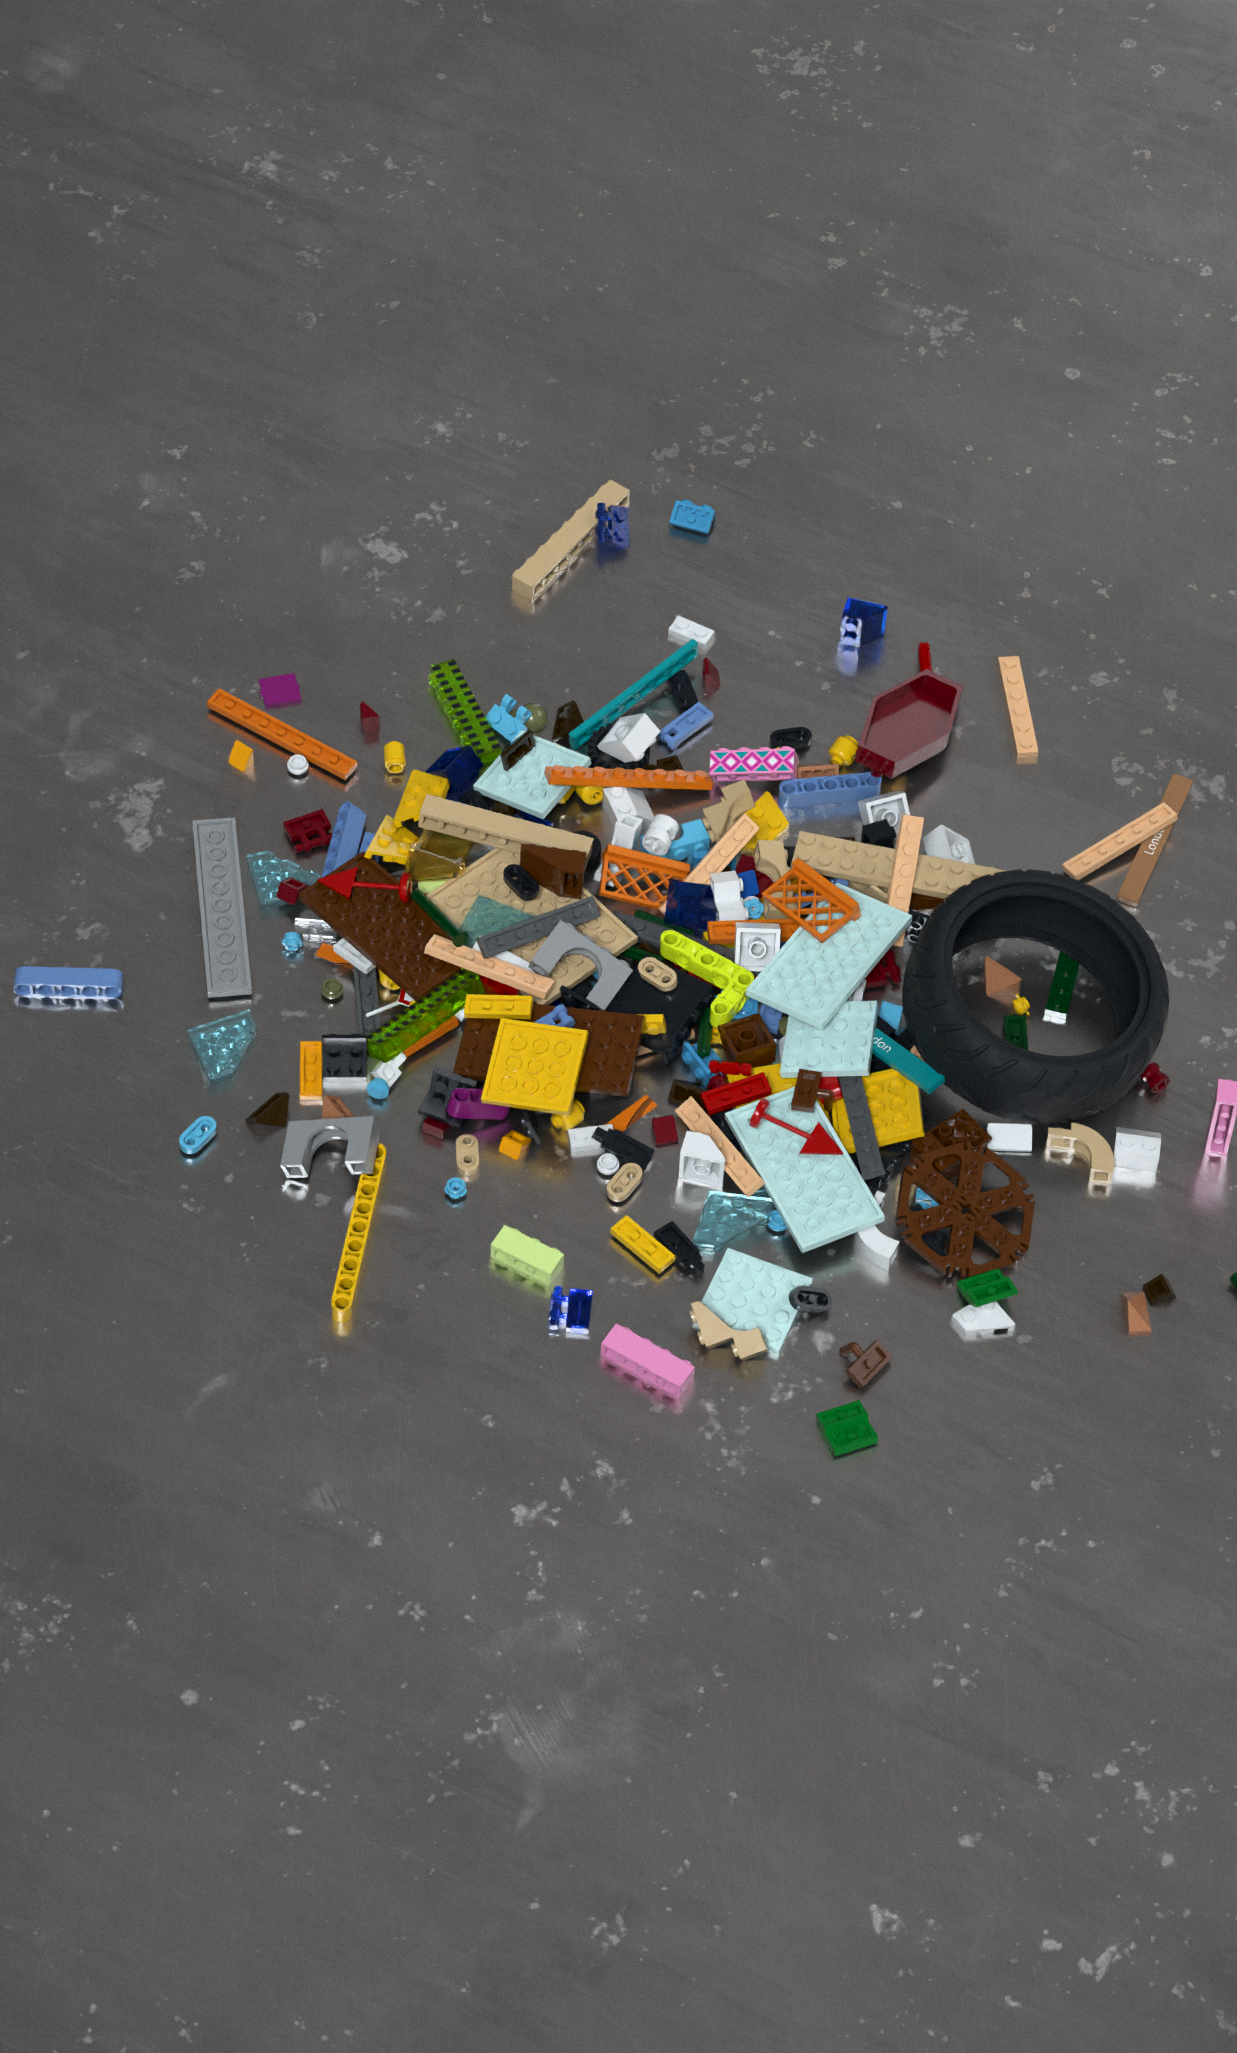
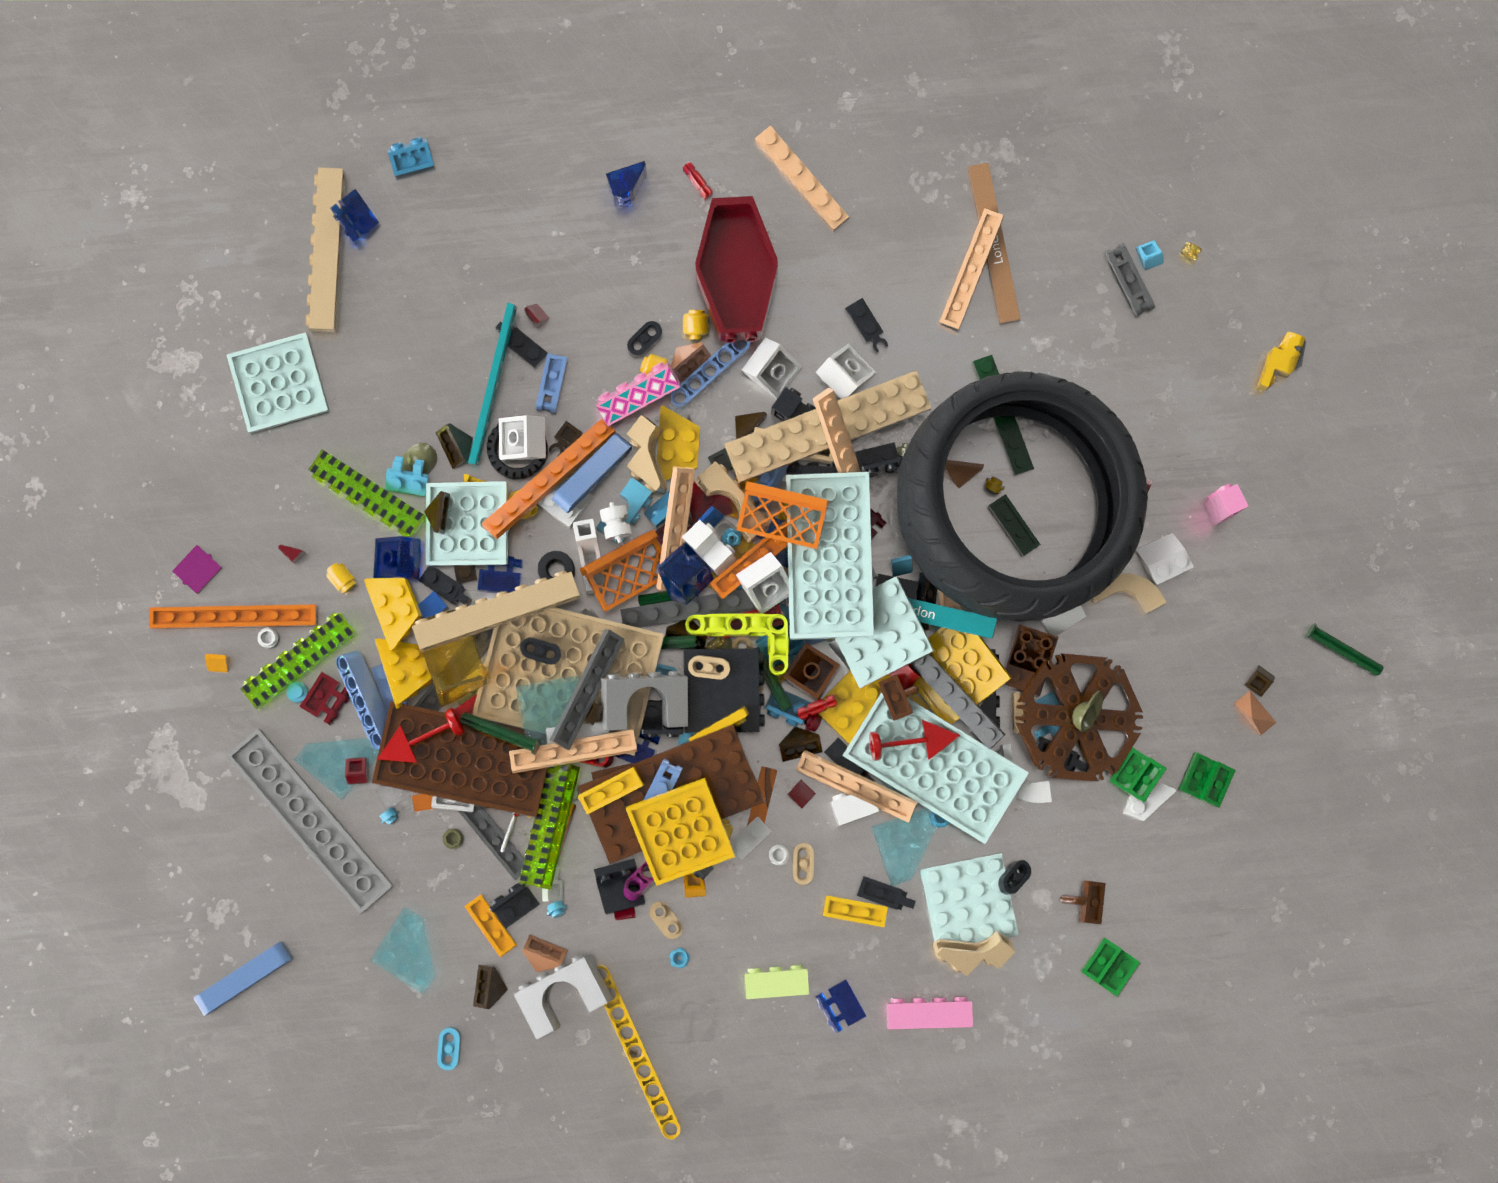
camera: 40 degrees left, 30 degrees up
(288, 812) = (297, 692): none -> medium azure plate
(309, 792) = (298, 660): none -> clear neon green brick
(455, 603) = (277, 383): none -> light aqua plate
(528, 949) = (594, 714): none -> dark brown plate
(555, 869) = (568, 625): reddish brown slope -> none
(623, 1146) = (783, 835): black hinge -> none
(667, 795) = (592, 473): none -> medium blue beam
(687, 630) = (490, 279): white plate -> none
(736, 1093) = (838, 729): red plate -> none
(977, 1200) = (1087, 712): none -> olive cap
(995, 834) = (866, 323): none -> black plate
(1050, 1335) = (1207, 779): none -> green slope

